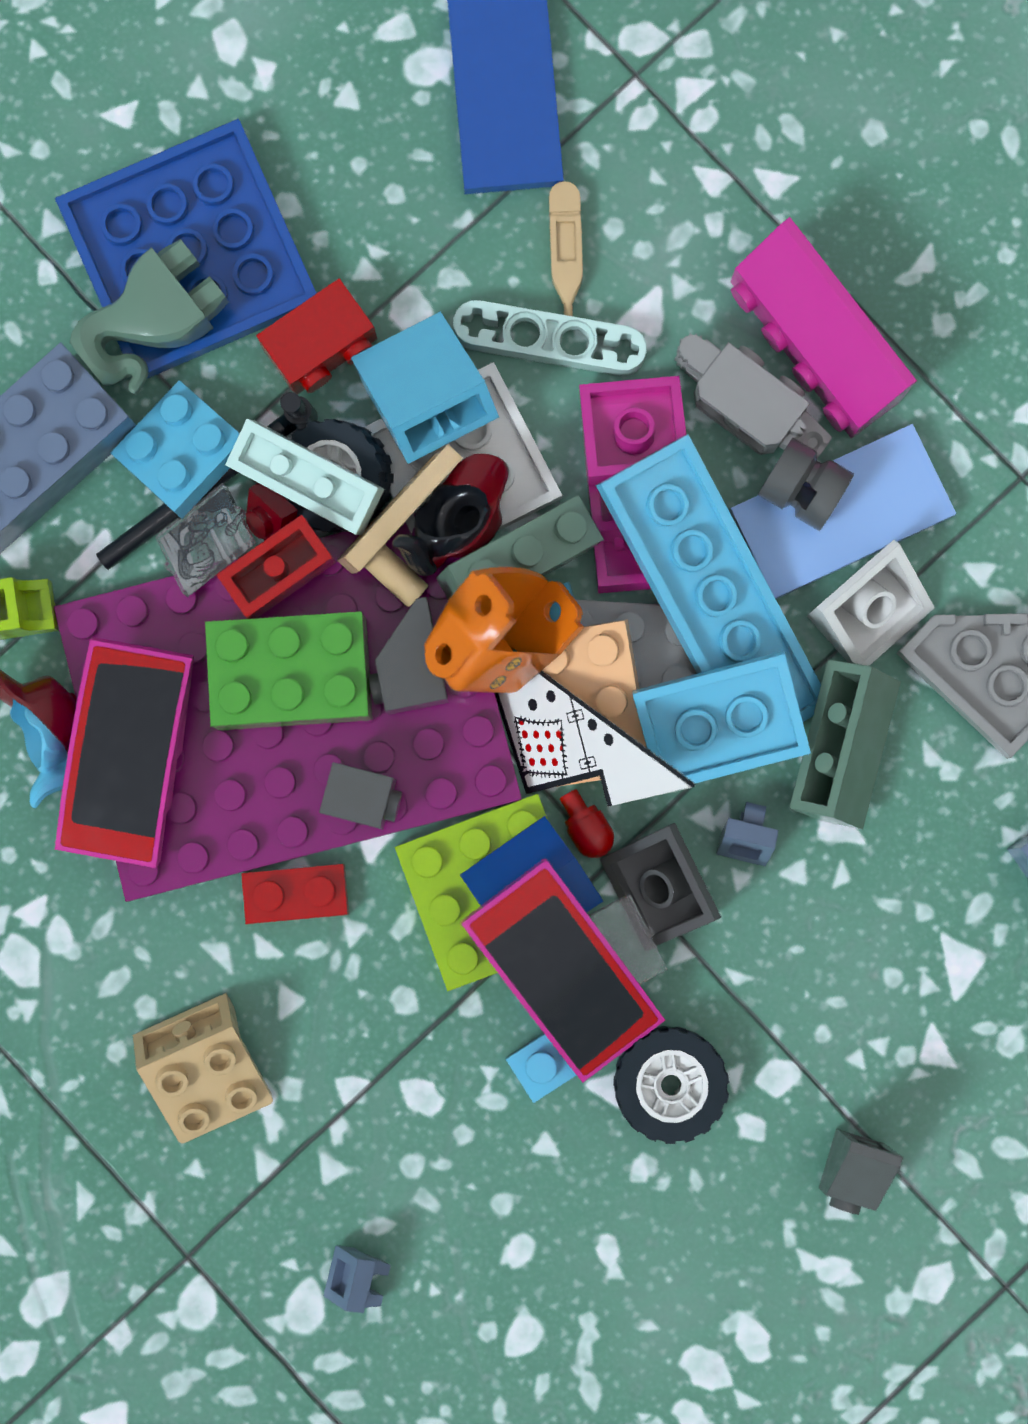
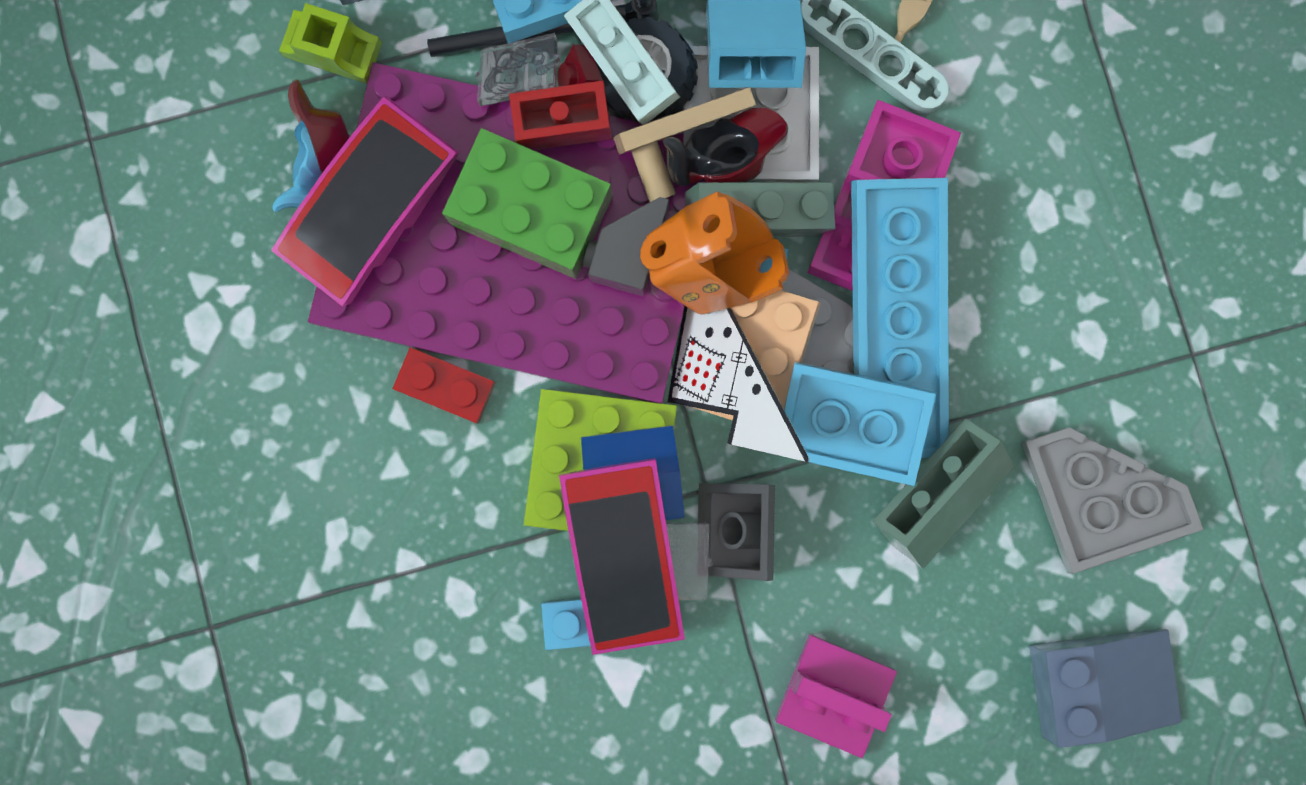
camera: 25 degrees right, 0 degrees up
(200, 1069) = (295, 485): tan bracket -> none
(351, 1279) = (327, 714): sand blue tile -> none
(360, 796) = (533, 333): dark grey brick -> none
(587, 826) = (702, 452): red cylinder -> none
(695, 1101) = (678, 714): black wheel -> none
(747, 837) = (826, 527): sand blue tile -> none
(748, 398) = (1008, 180): light grey hinge -> none
(786, 481) = (1020, 249): dark grey wheel -> none
(820, 330) = (1097, 151): dark pink slope -> none
(843, 998) = (837, 696): none -> dark pink bracket
(873, 607) = (1023, 394): white slope -> none
(887, 500) = (1038, 308): light blue tile -> none

